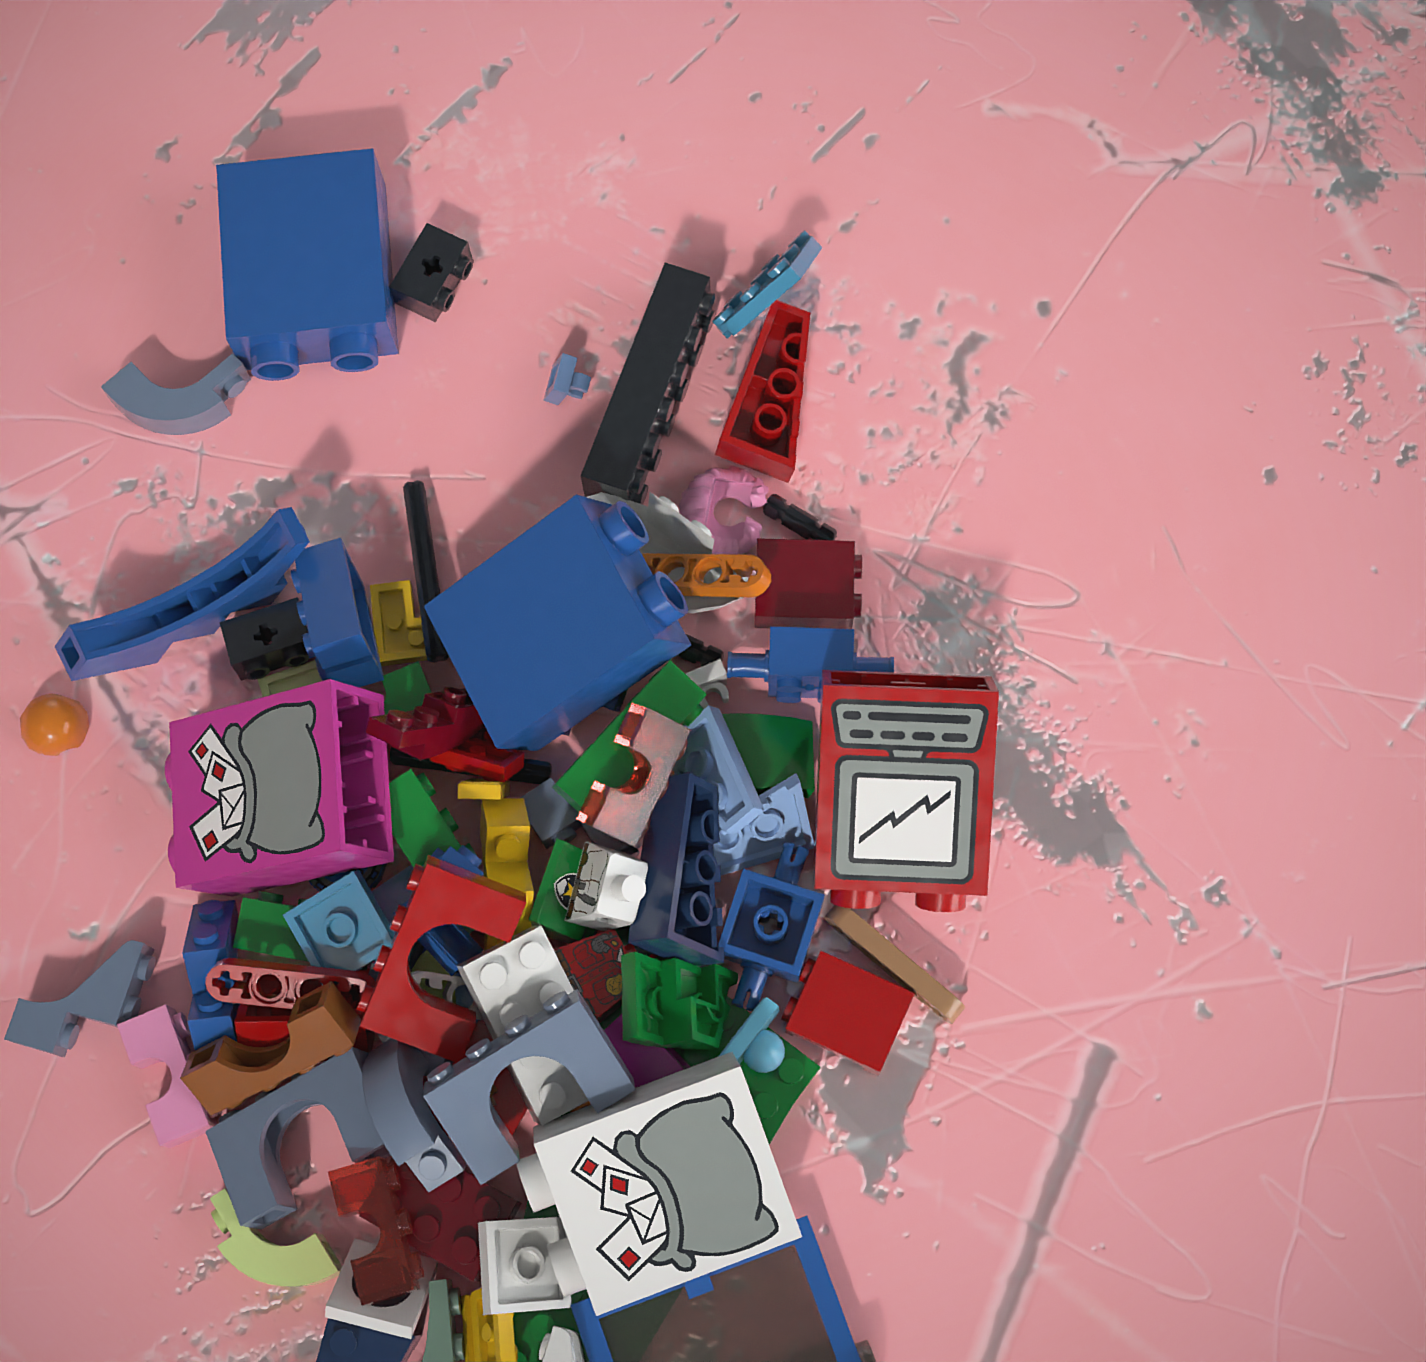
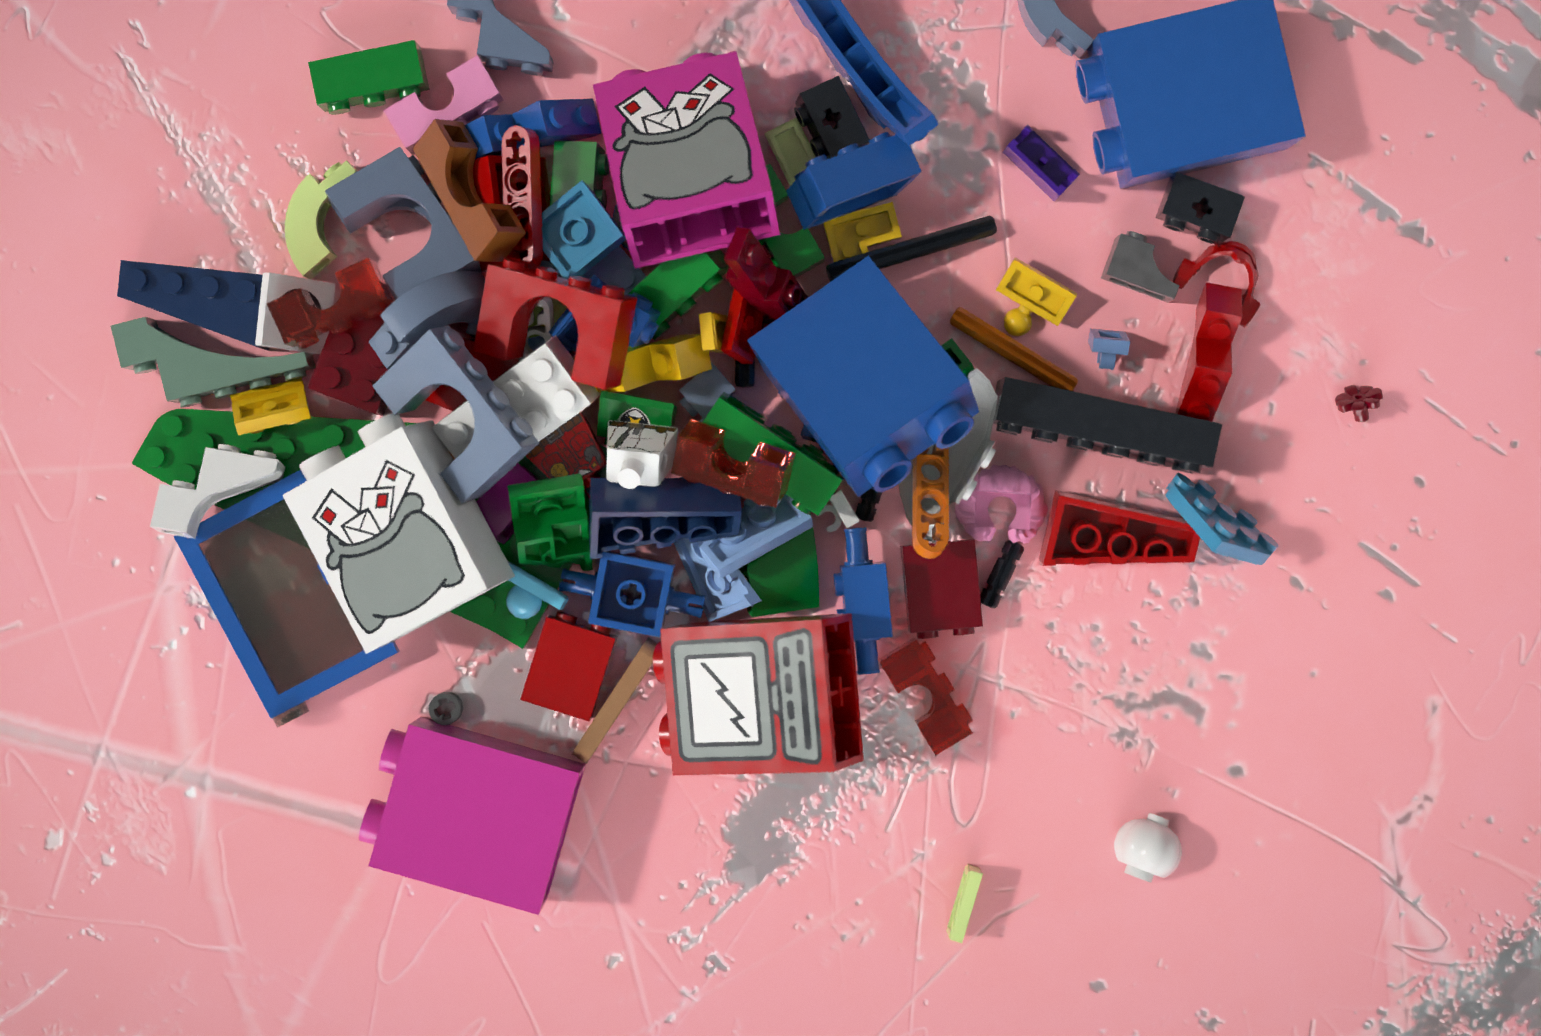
camera: 80 degrees right, 15 degrees up
(117, 1162) = (368, 77): none -> green brick
(356, 428) = (1040, 163): none -> dark purple hinge
(485, 343) = (1134, 267): none -> flat silver arch
(495, 293) = (1240, 254): none -> red helmet
(496, 449) = (1035, 294): none -> yellow plate
(518, 1265) = (322, 422): white tile -> none
(550, 485) = (1012, 350): none -> orange axle
(597, 277) = (1211, 351): none -> red arch
(661, 141) = (1359, 401): none -> dark red plant
(889, 1159) = (436, 702): none -> dark grey bush
(955, 598) = (944, 721): none -> clear red arch
(1012, 1146) = (472, 813): none -> dark pink brick
(1119, 402) = (1148, 848): none -> white plant
(1165, 602) = (964, 903): none -> yellowish green tile

